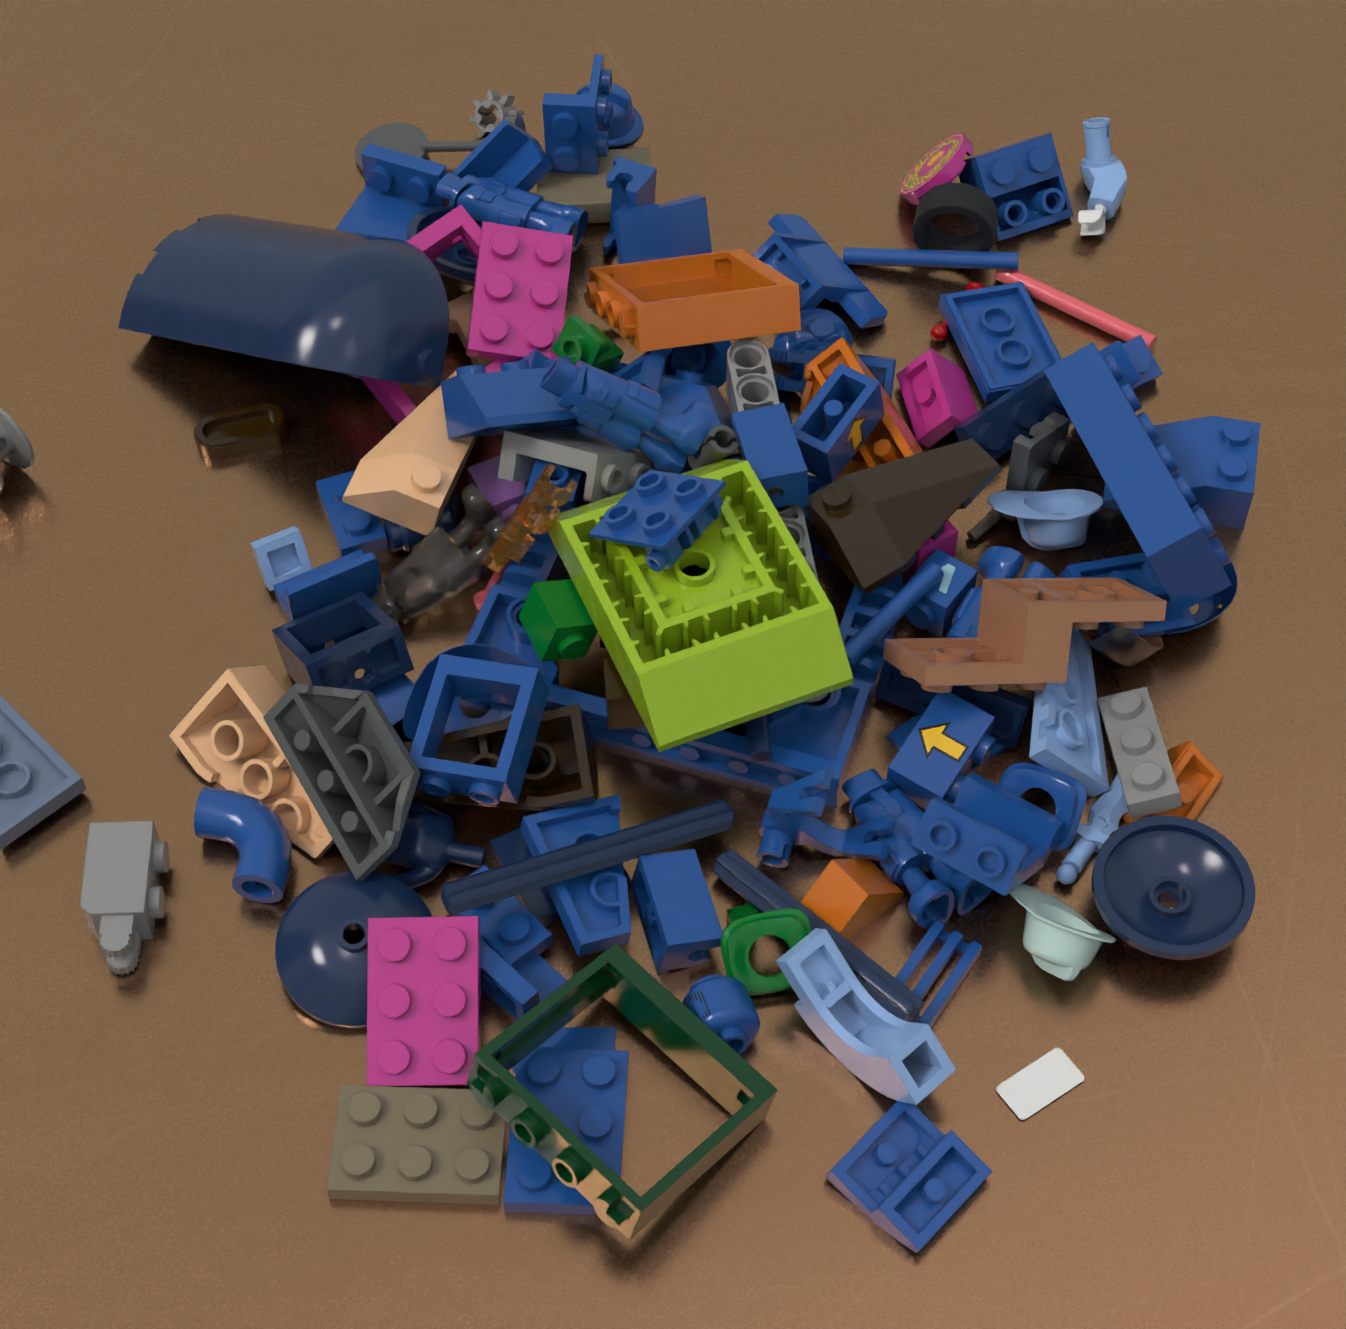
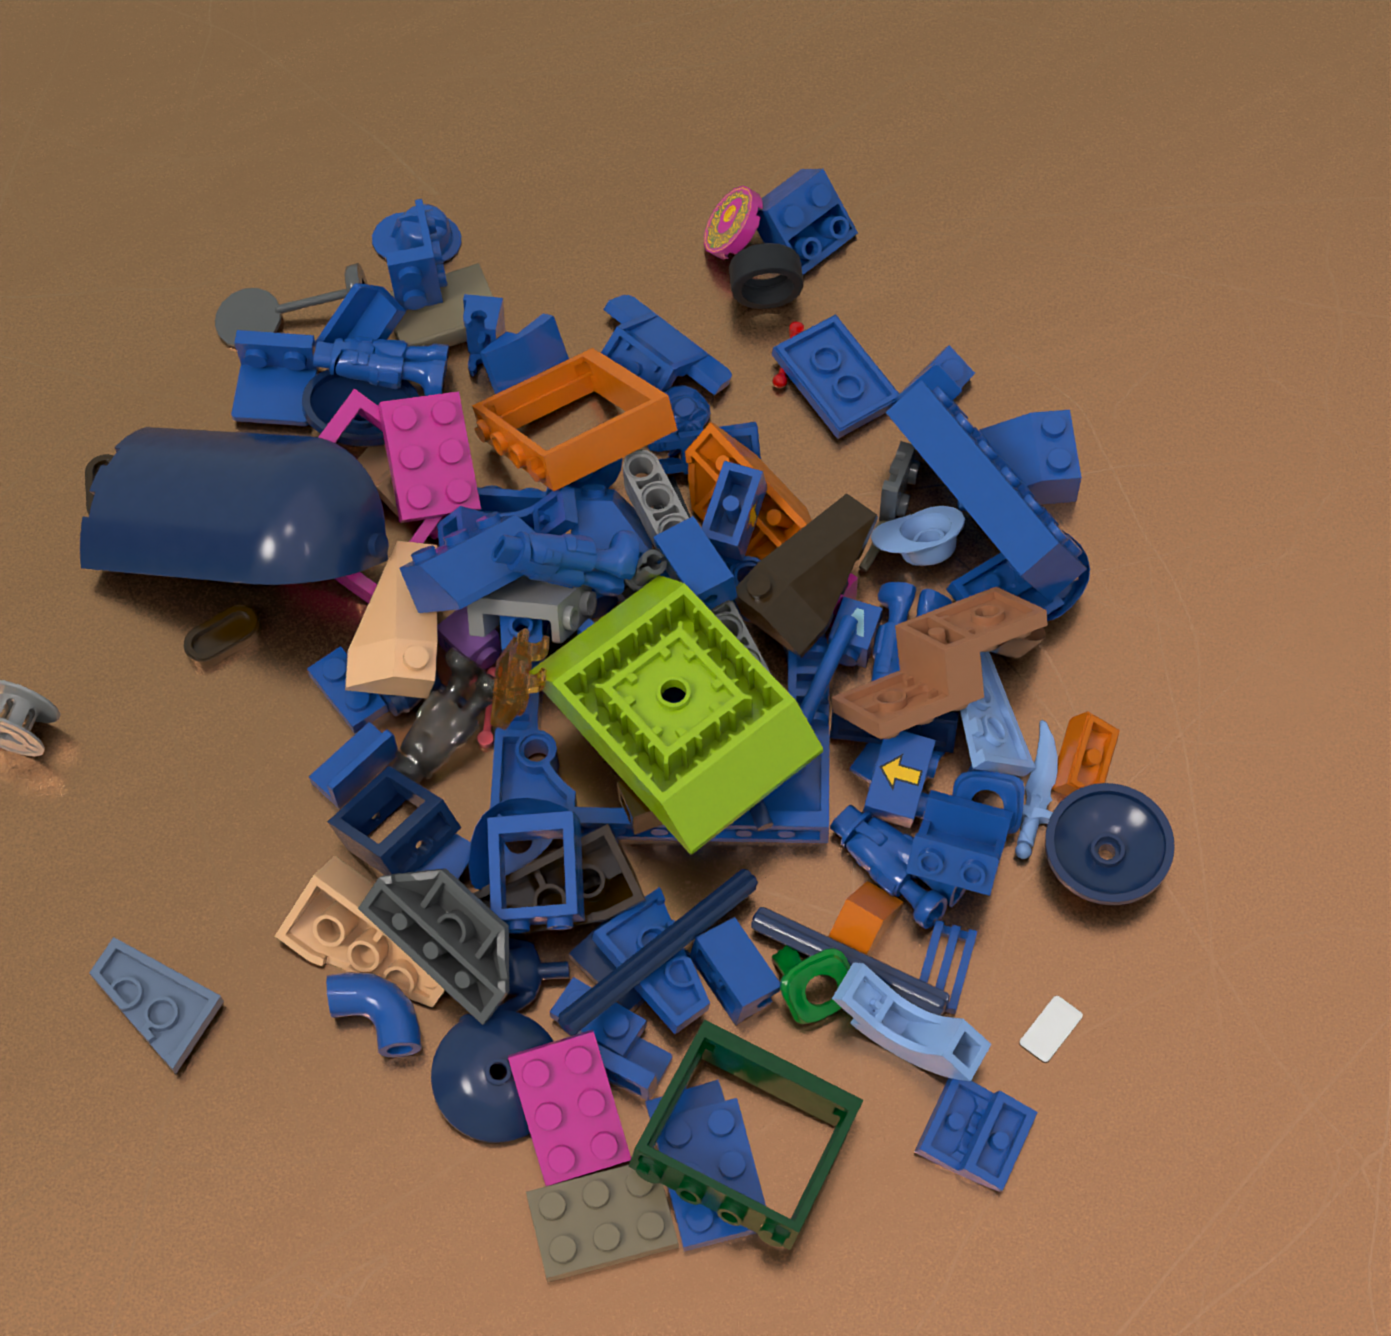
camera: 15 degrees left, 10 degrees up
(123, 888) = (290, 1080): light grey hinge -> none
(281, 556) = (307, 749): light blue tile -> none
(484, 110) = (322, 262): light grey gear -> none
(557, 621) = (567, 757): green brick -> none
(587, 344) = (501, 491): green bracket -> none
(662, 515) = (633, 657): blue hinge -> none
(725, 1009) = (800, 1044): blue head -> none
(792, 822) = (803, 870): blue piece -> none
(931, 258) = (752, 310): blue bar -> none
(935, 396) = (799, 448): dark pink panel -> none
(1011, 415) = (865, 450): dark blue plate -> none
(1057, 934) = (1032, 904): light aqua piece -> none
(1076, 307) = (884, 325): coral bar -> none
(1102, 175) = (874, 190): light blue arm -> none
(1139, 753) = (1051, 732): light grey plate -> none

